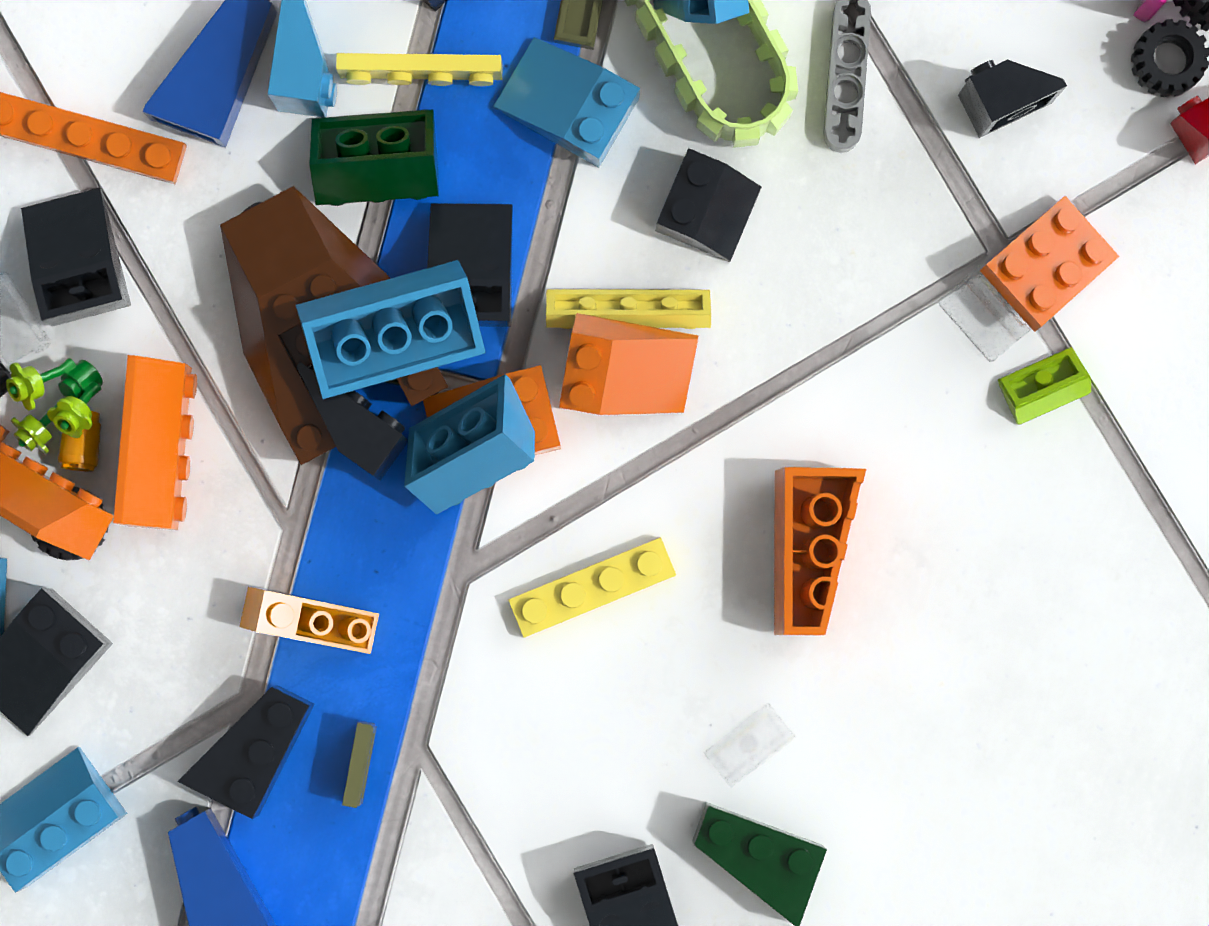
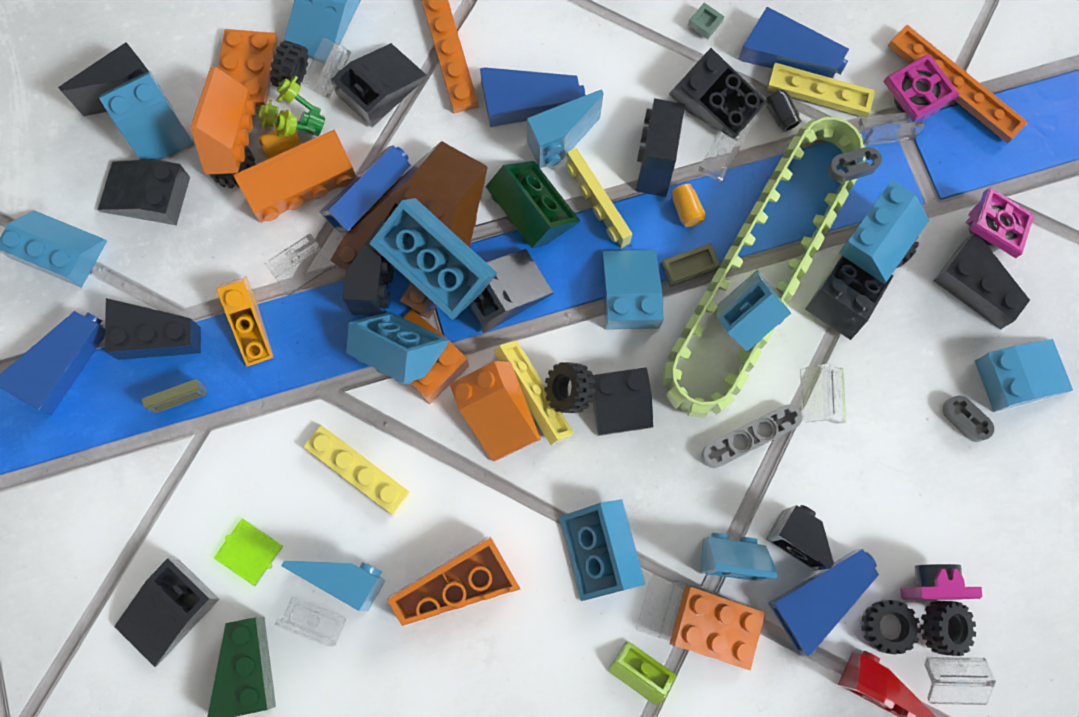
camera: 60 degrees right, 10 degrees down
(226, 364) = (366, 189): none -> blue slope
(274, 510) = (298, 264): none -> clear panel
(614, 778) = (248, 552): none -> clear neon green piece
(659, 242) = (580, 387): none -> black tyre
(727, 675) = (345, 581): none -> dark azure slope
(875, 344) = (601, 550): none -> dark azure slope
(984, 189) = (736, 558): none -> dark azure slope
(1092, 120) = (822, 600): none -> blue slope

